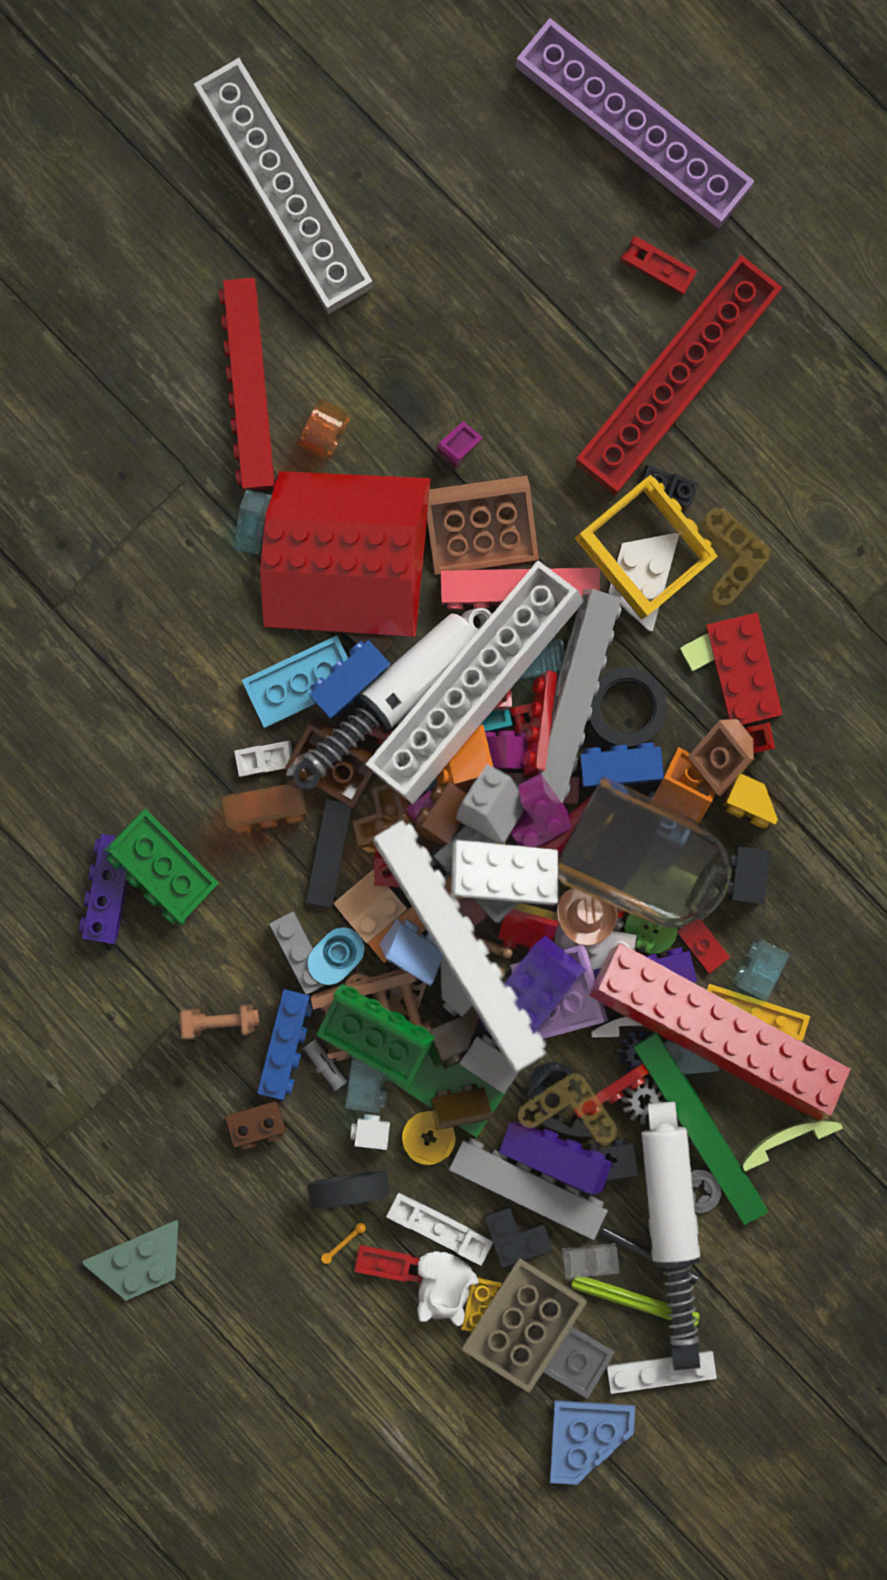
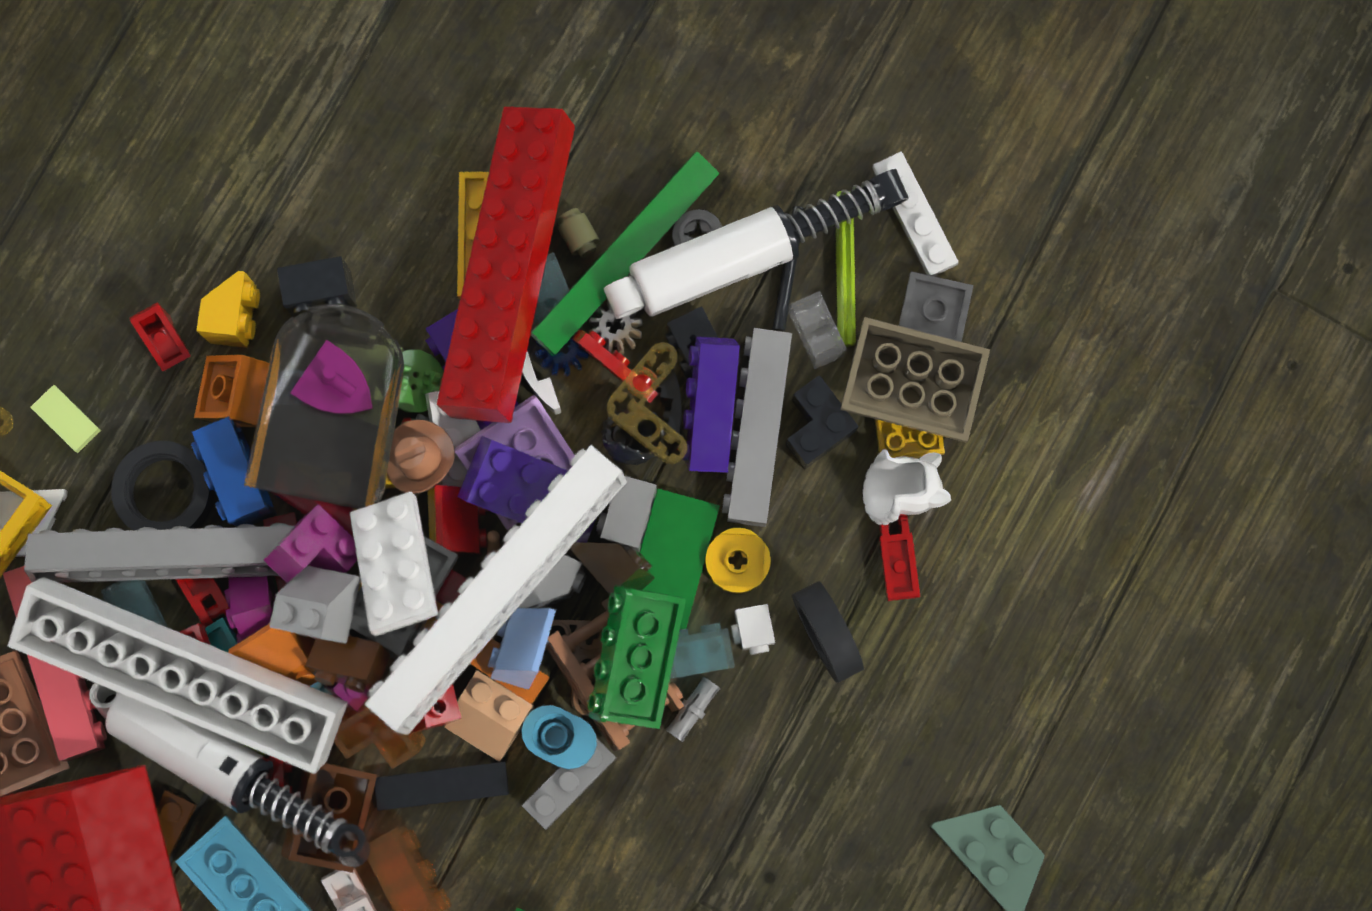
camera: 110 degrees left, 5 degrees down
(194, 1022) = (690, 878): nougat fence -> none
(256, 1124) = (788, 767): reddish brown brick -> none
(284, 1043) = (683, 765): blue brick -> none
(327, 1257) = (914, 634): light orange hinge -> none
(348, 679) = (220, 829): blue brick -> none
(439, 1228) = (838, 513): white slope -> none
(460, 1107) = (690, 532): dark brown slope -> none
(540, 724) = (208, 582): red plate -> none
(586, 1436) = (1016, 274): medium blue plate -> none
(665, 867) = (333, 383): none -> magenta shield
(703, 945) = (415, 317): red plate -> none
(723, 754) = (182, 358): nougat slope -> none
(730, 1095) = (577, 233): none -> olive brick
(744, 669) = (80, 370): red plate -> none
(758, 1155) = (633, 181): yellowish green slope -> none
(762, 969) = (422, 241): clear light blue brick -> none

